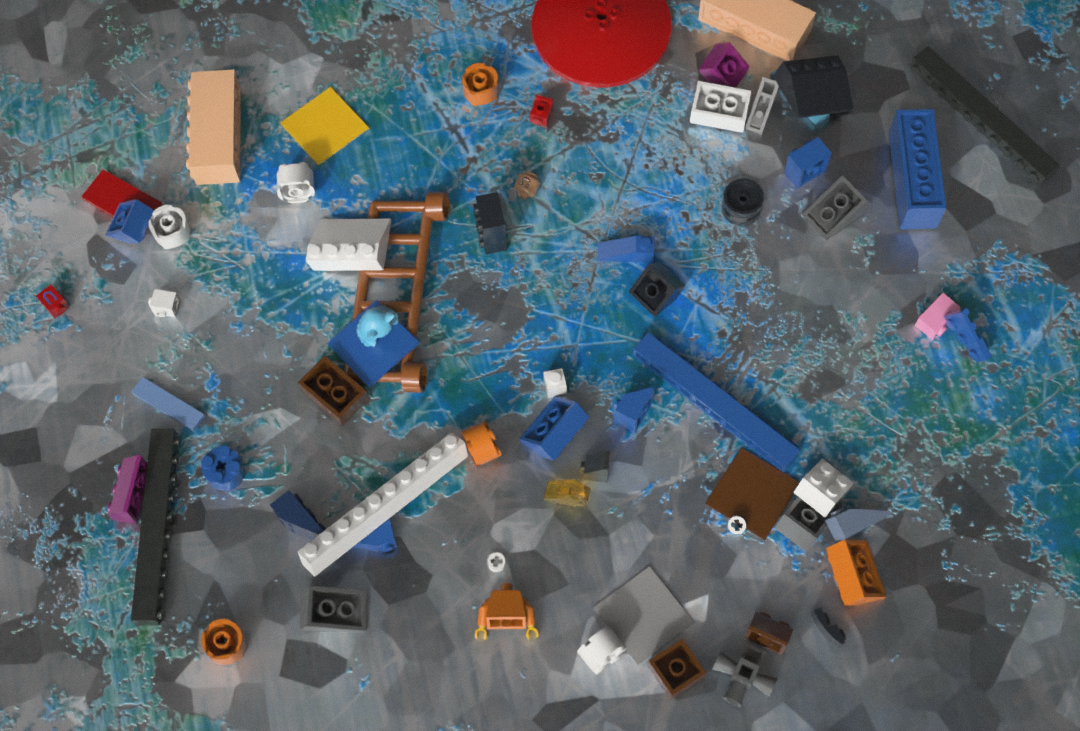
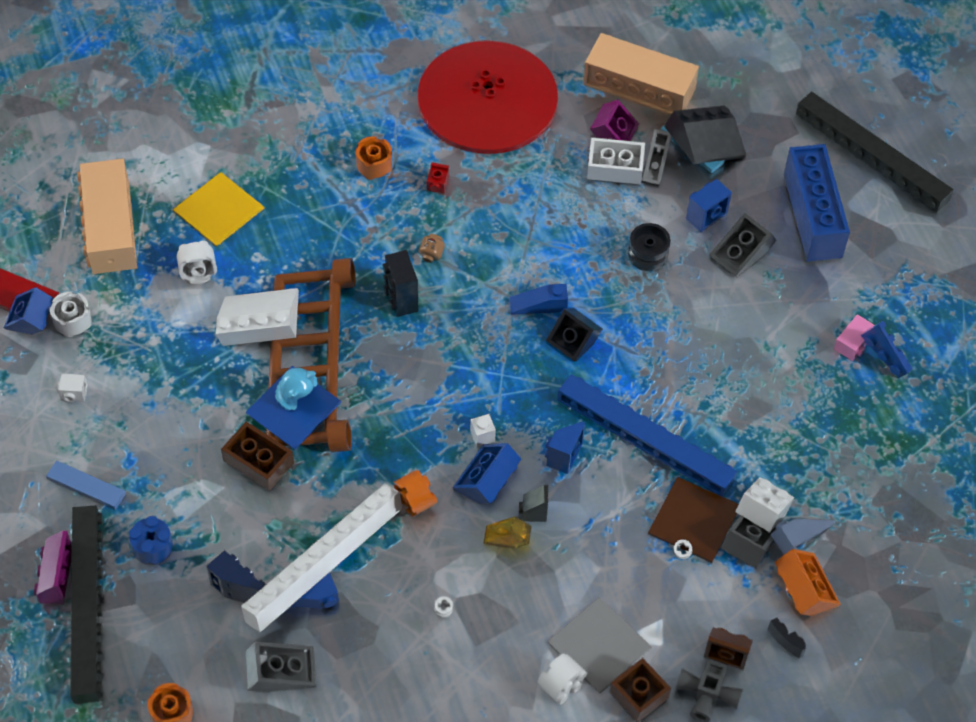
camera: 10 degrees left, 10 degrees down
(506, 611) = (460, 650): orange torso -> none

